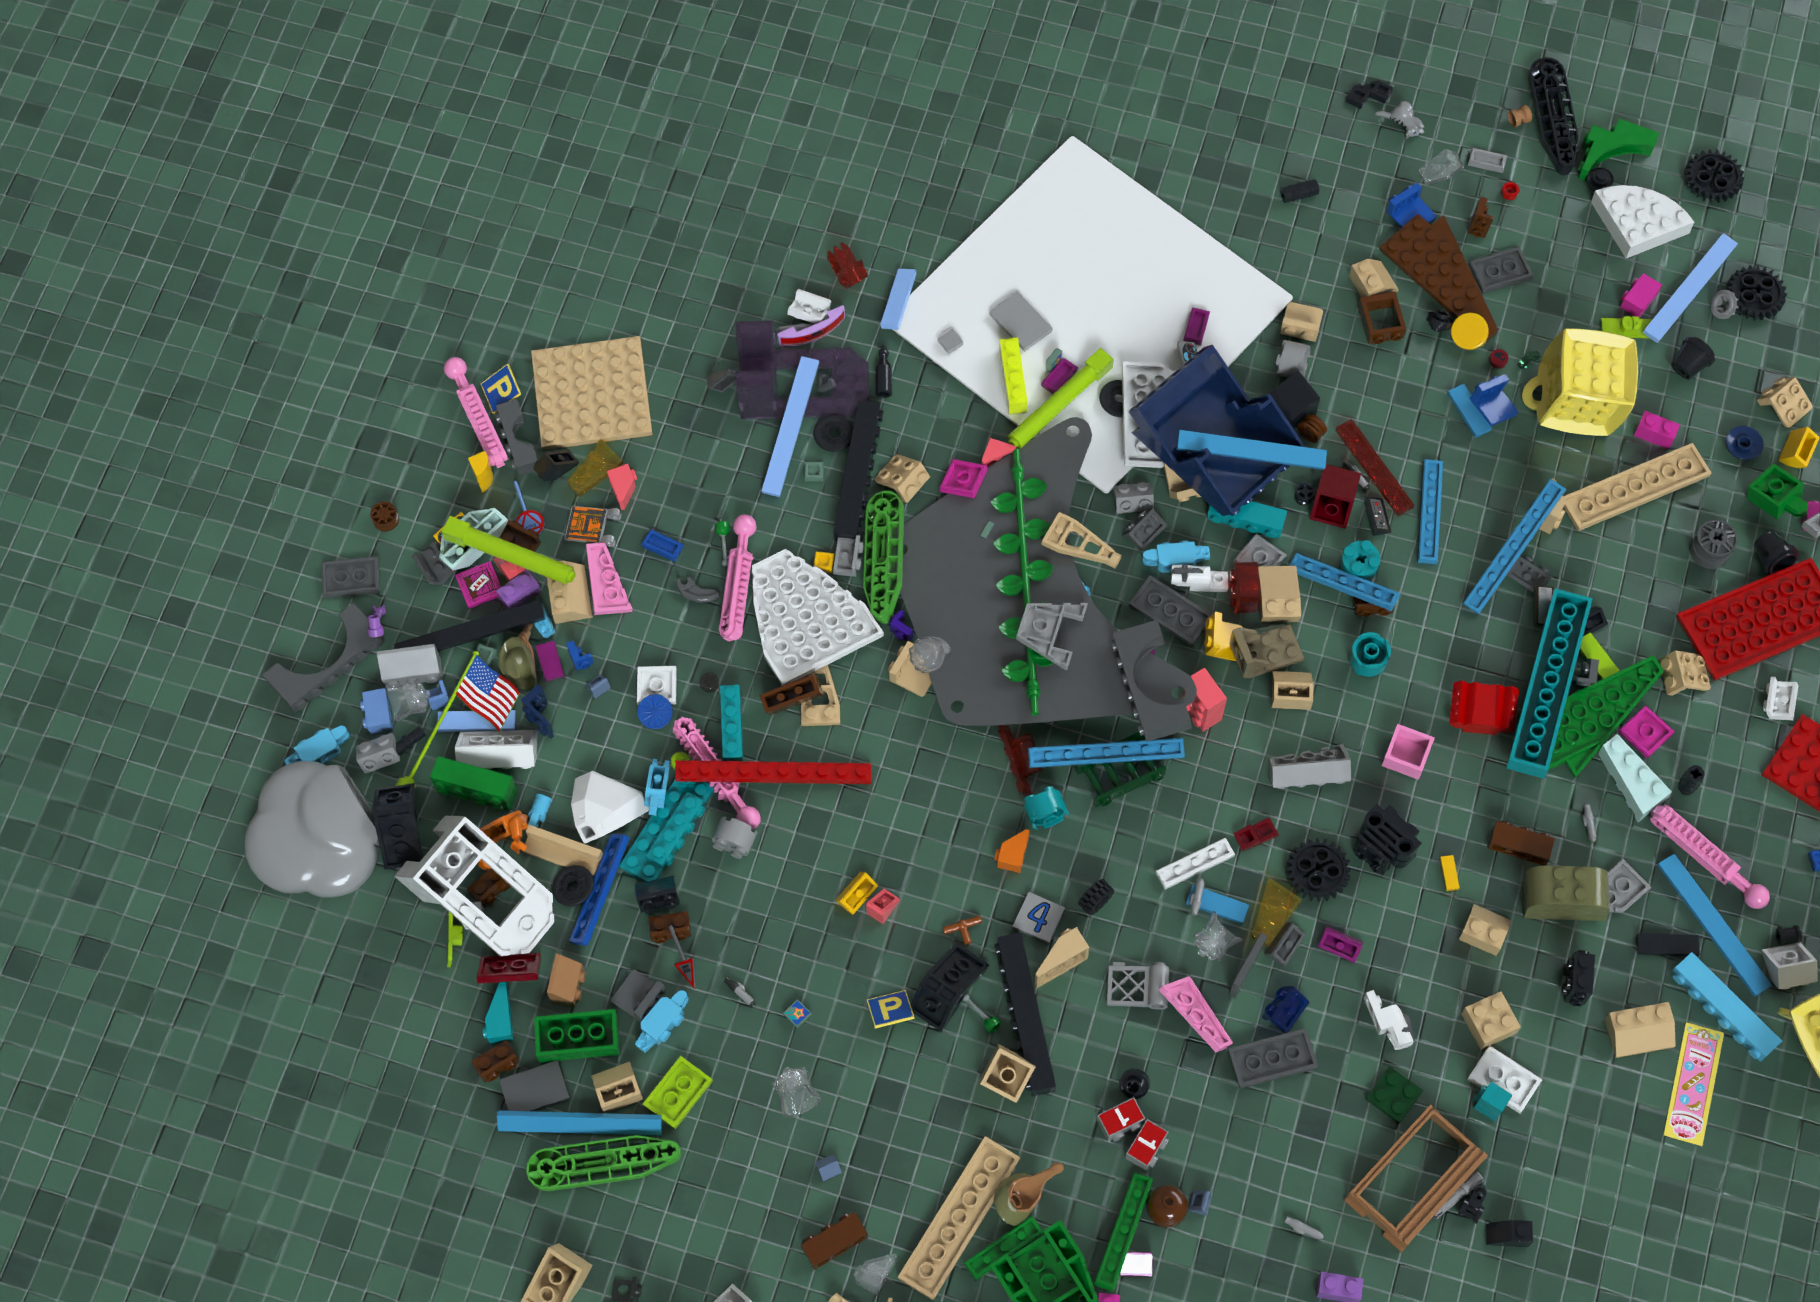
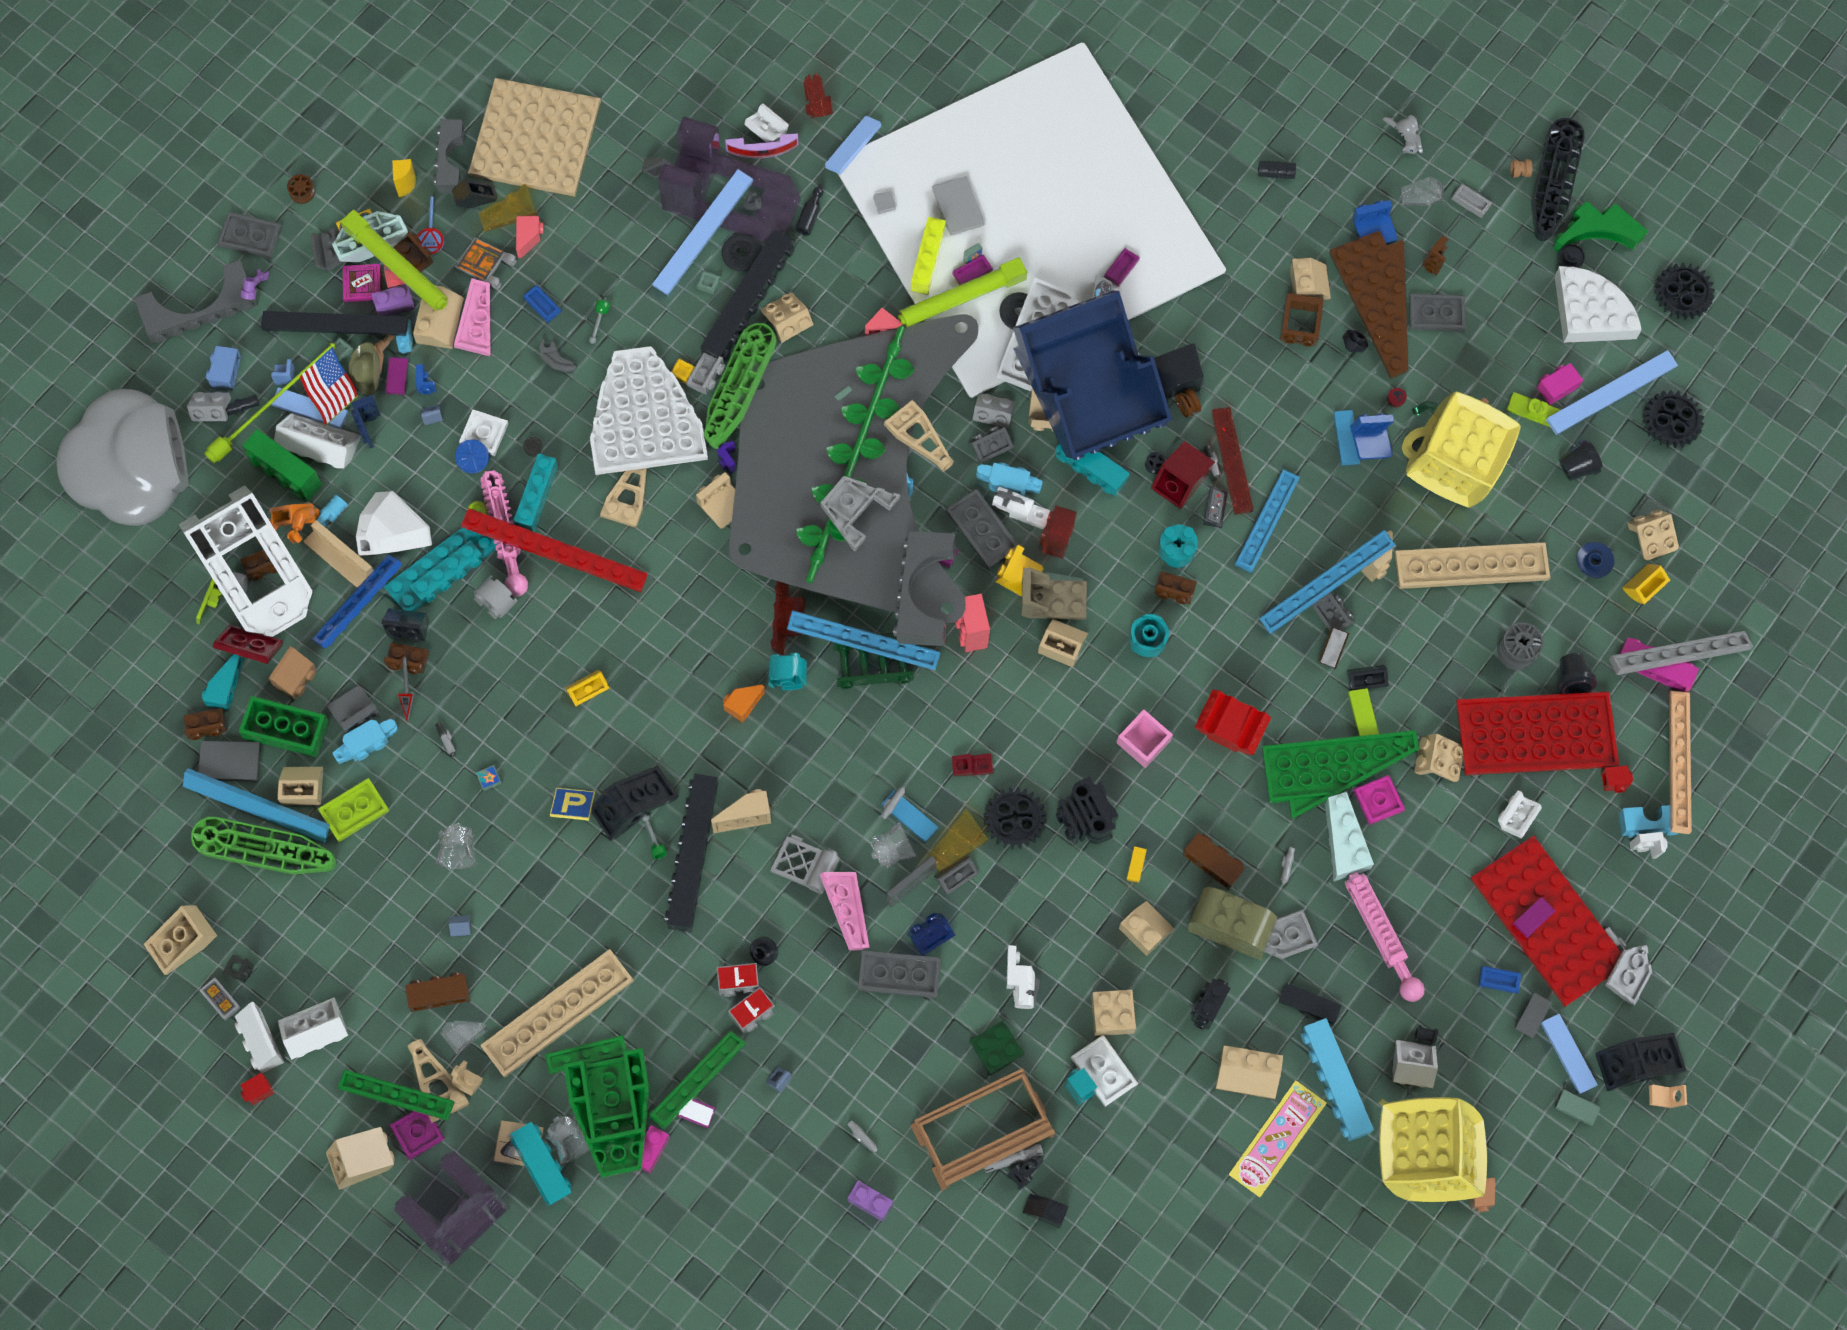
camera: 15 degrees right, 5 degrees up
(320, 747) = (160, 383): medium azure hinge -> none
(396, 825) = (197, 473): black bracket -> none
(407, 699) = (254, 366): clear hat -> none
(409, 663) = (268, 336): light grey slope -> none
(456, 369) = (421, 120): bright pink gear -> none
(500, 388) = (452, 103): blue piece -> none
(580, 893) = (342, 597): black wheel -> none
(656, 786) = (444, 525): medium azure hinge -> none
(737, 580) = (595, 360): bright pink gear -> none
(791, 694) = (599, 484): reddish brown brick -> none
(798, 327) = (747, 140): light grey piece -> none
(882, 905) = (604, 707): coral slope -> none
(928, 653) = (738, 490): clear hat -> none
(962, 926) = (669, 751): dark orange piece -> none
(963, 478) = (842, 337): dark pink tile -> none
(1006, 1073) = (651, 900): tan slope -> none
(1020, 1193) = (618, 1012): hat -> none
(1038, 917) = (741, 769): light grey tile -> none
(1096, 897) = (799, 769): black tyre -> none
(1167, 1206) = (747, 1071): reddish brown cylinder -> none
(1195, 863) = (905, 771): white tile -> none
(1252, 449) = (1117, 404): dark azure tile -> none
(1260, 551) = (1090, 509): light grey tile -> none
(1279, 594) = (1089, 548): tan slope -> none
(1292, 359) = (1198, 331): light grey brick -> none
(1301, 321) = (1224, 297): tan bracket -> none
(1311, 768) = (1048, 721): light grey wedge -> none
(1340, 944) = (1007, 893): magenta slope -> none
(1345, 582) = (1154, 559): dark azure tile -> none
(1375, 90) = (1394, 95): black tile -> none
(1469, 331) = (1378, 361): yellow tile -> none
(1510, 191) = (1479, 238): red tile -> none
(1549, 683) = (1302, 722): teal brick -> none
(1590, 671) = (1346, 723): dark grey bracket -> none
(1657, 430) = (1516, 518): dark pink brick -> none
(1691, 780) = (1397, 860): black axle -> none
(1714, 925) = (1361, 1001): dark azure tile -> none
(1718, 300) = (1633, 414): light grey gear -> none
(1778, 492) = (1604, 619): green brick -> none

